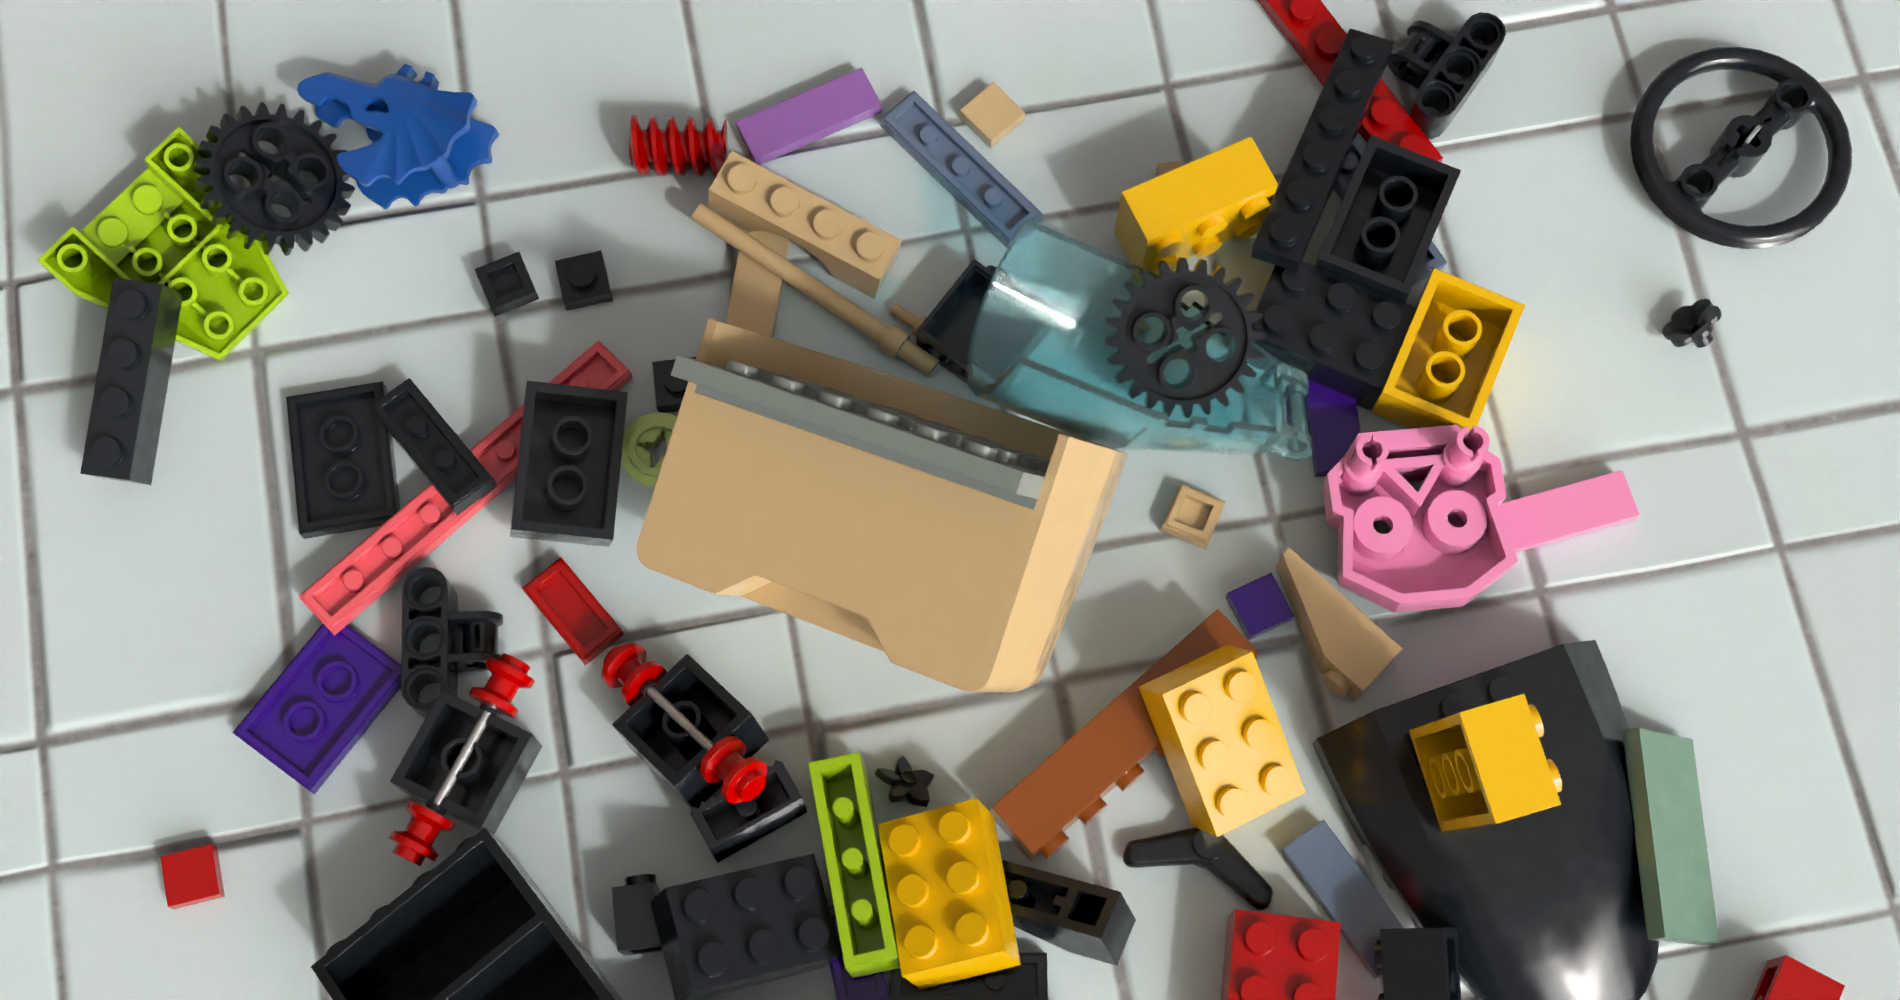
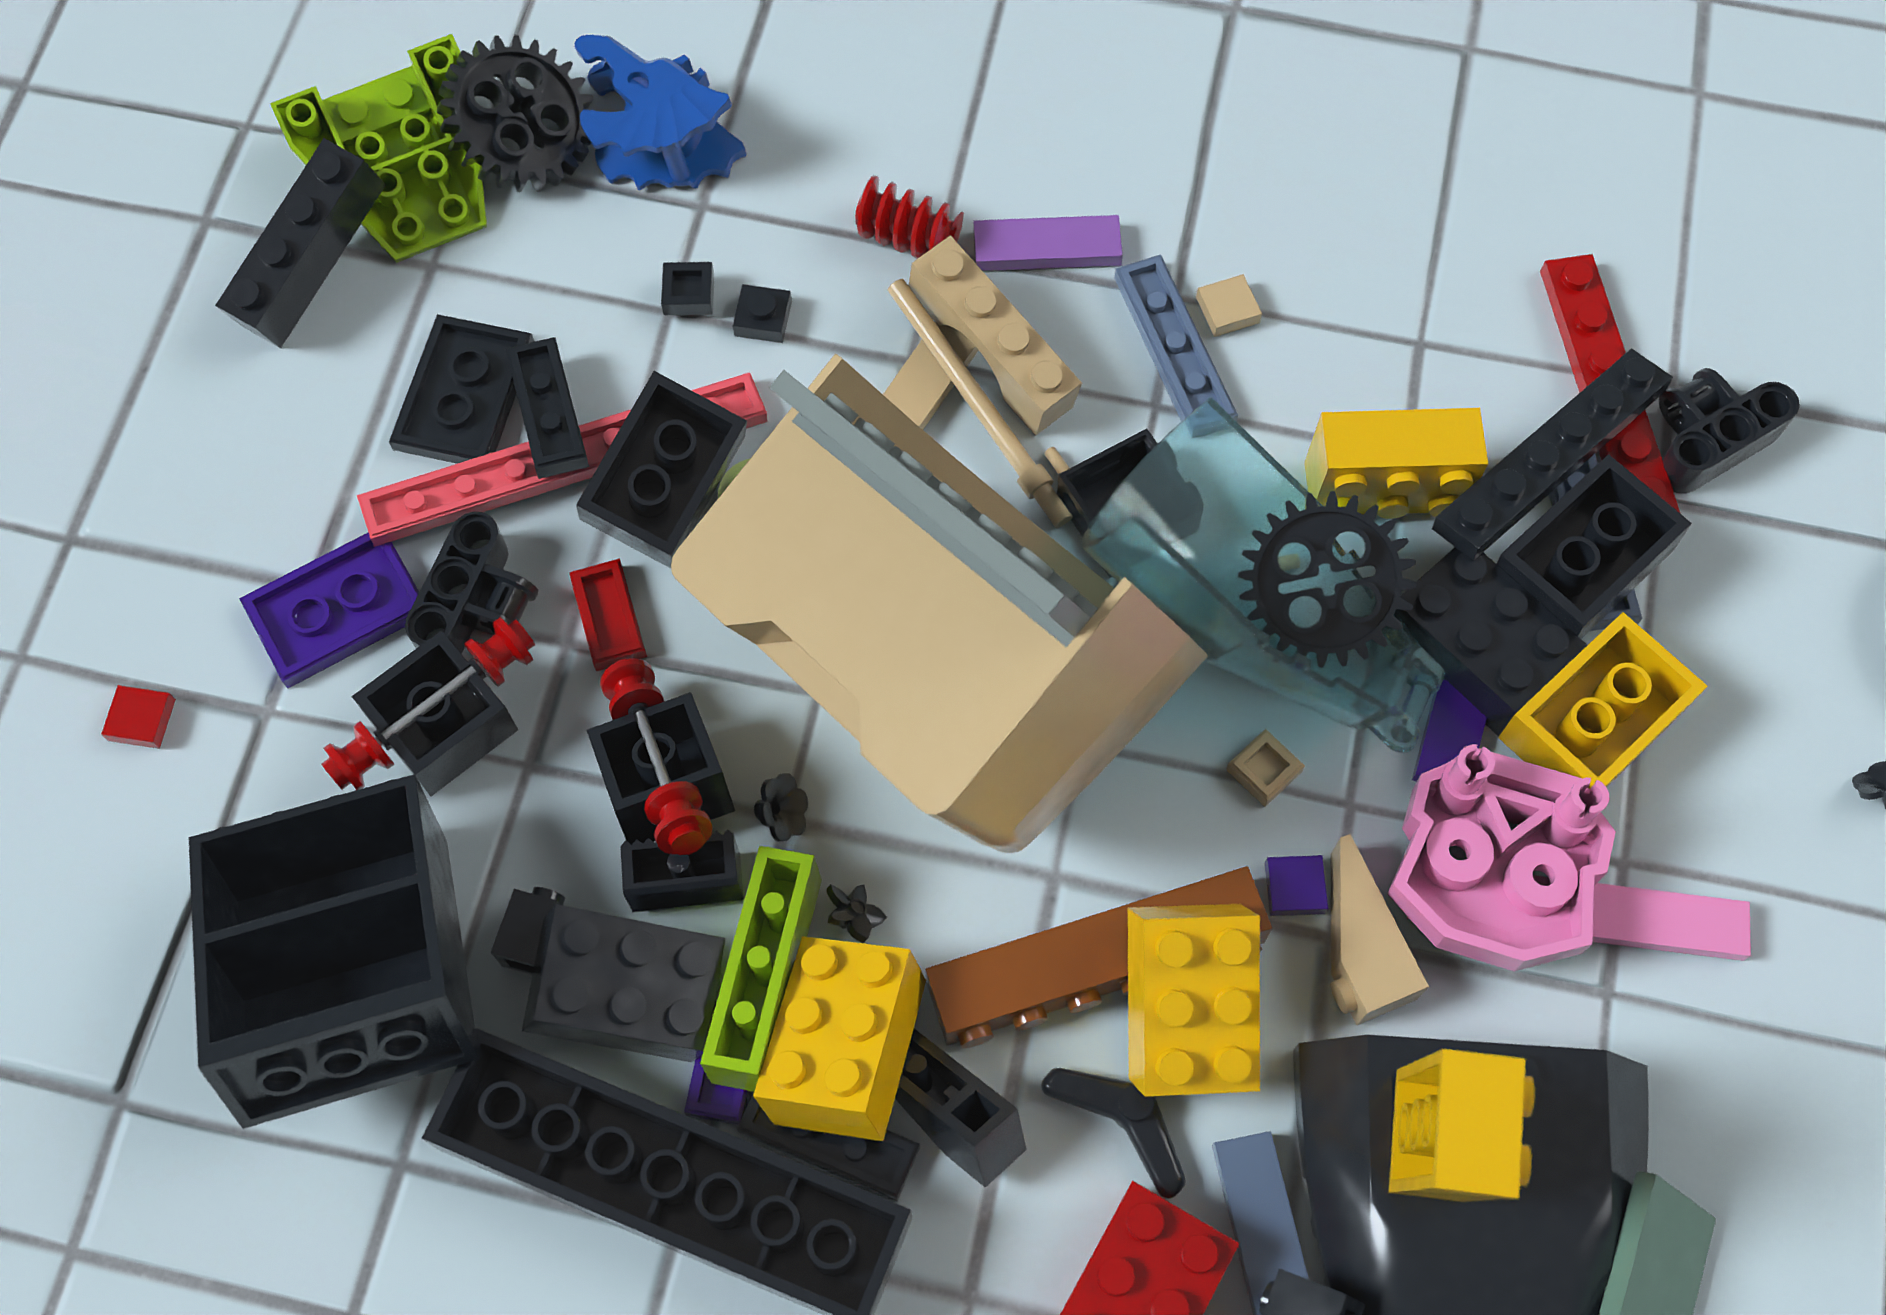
camera: 25 degrees right, 5 degrees down
(805, 719) = (782, 807): none -> black plant

